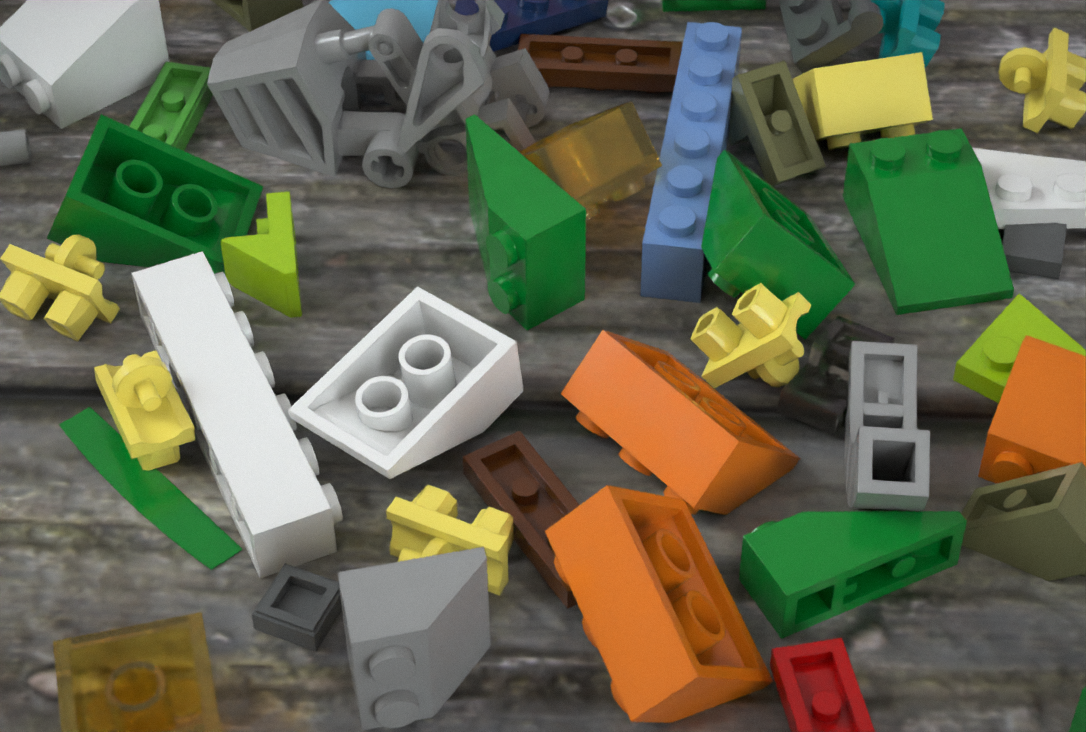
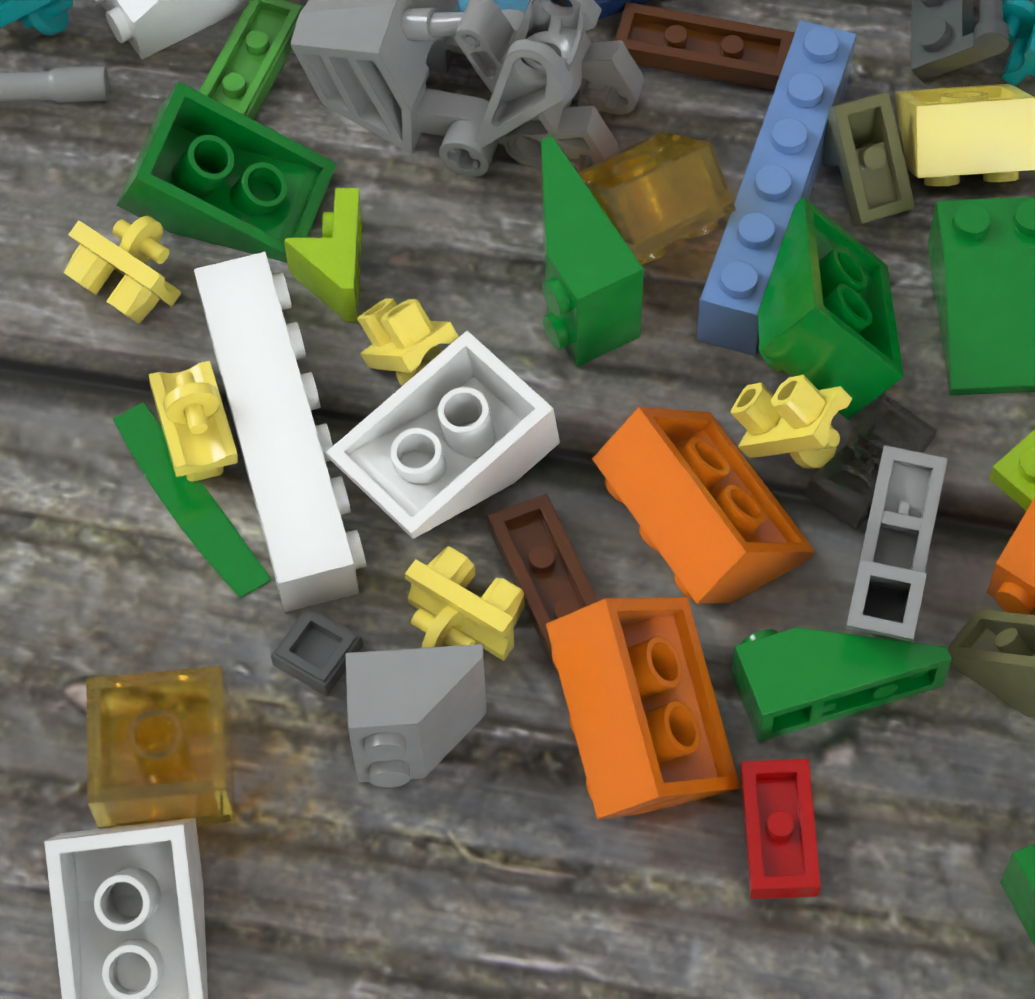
camera: 10 degrees right, 15 degrees up
(351, 307) = (403, 337): none -> light yellow hips

